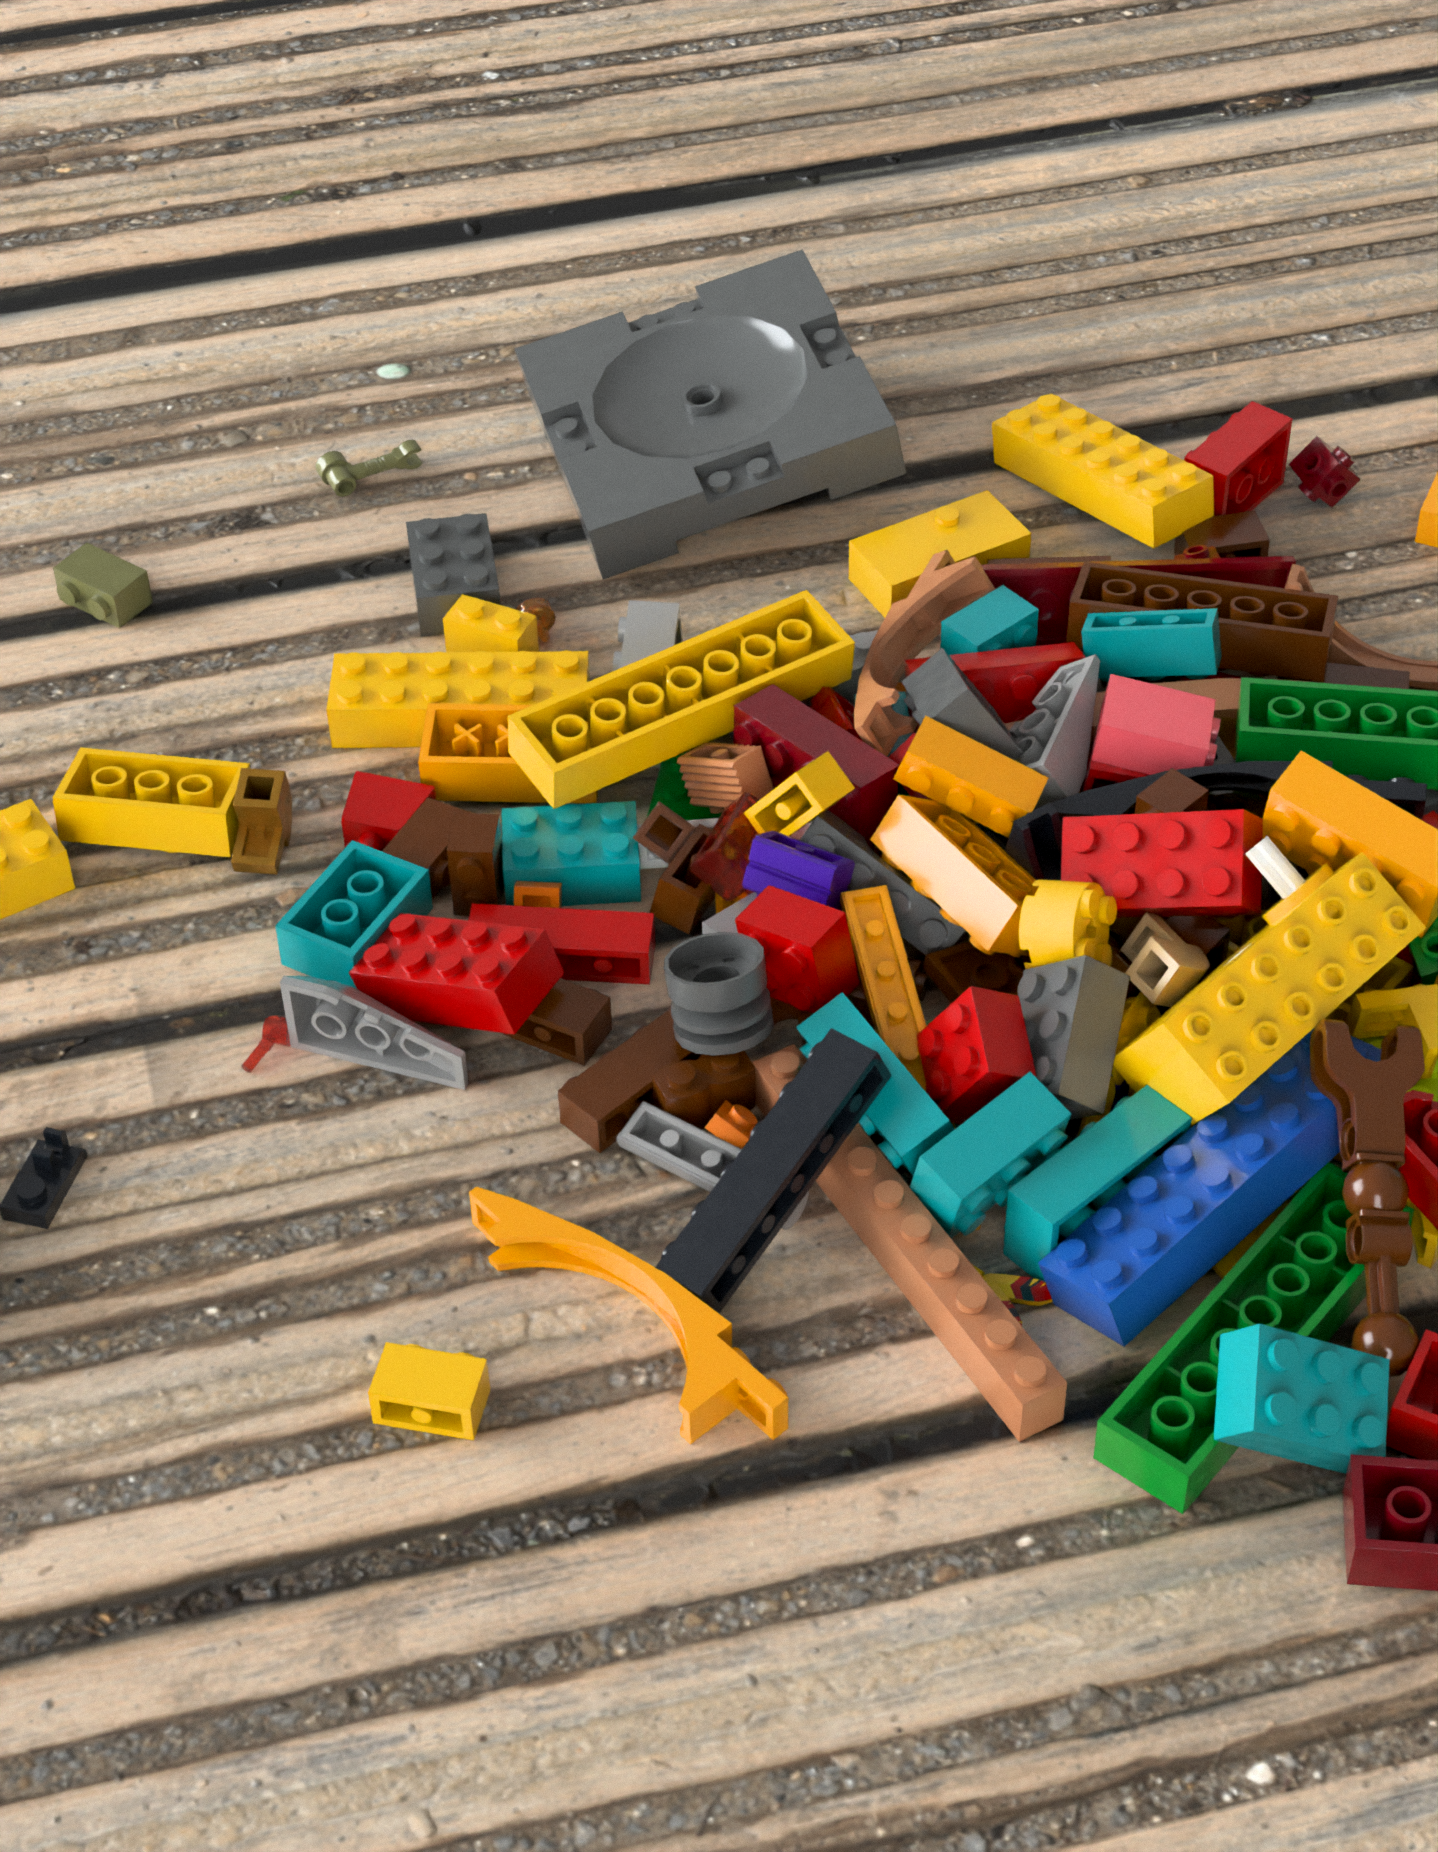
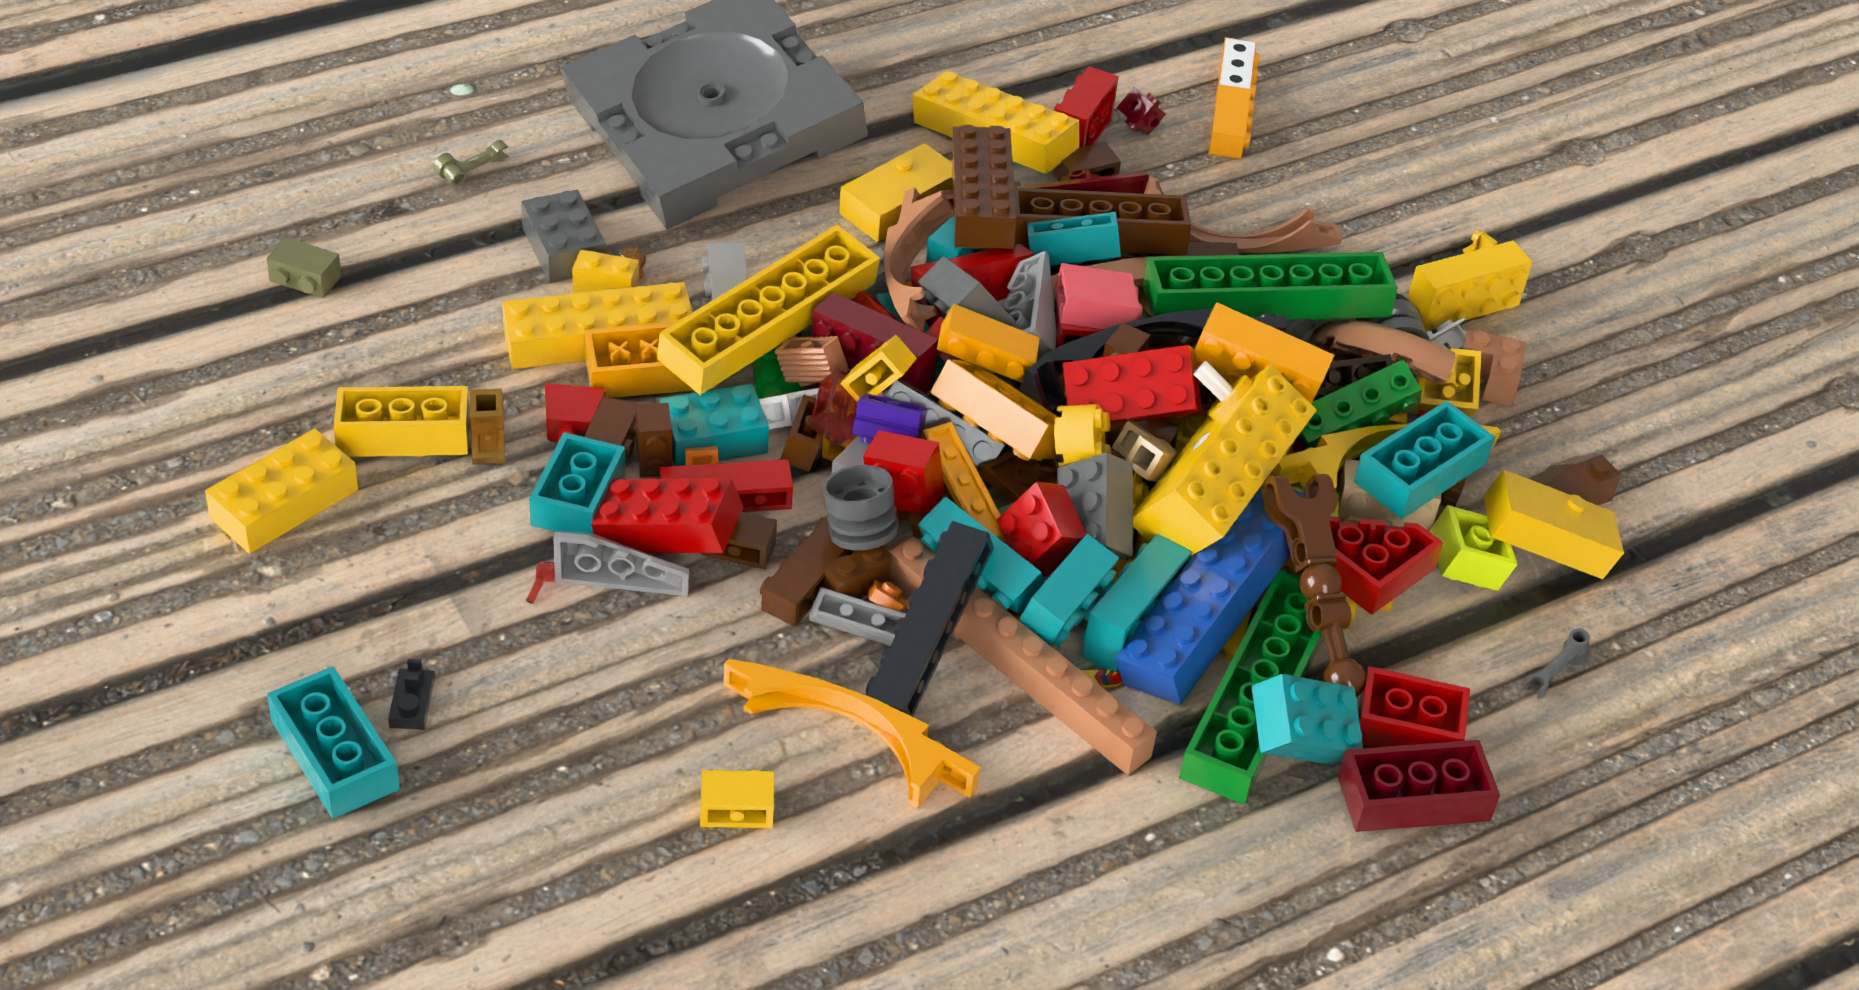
camera: 20 degrees left, 0 degrees up
(664, 832) = (780, 402): reddish brown slope -> none
(1035, 557) = (983, 187): none -> reddish brown brick

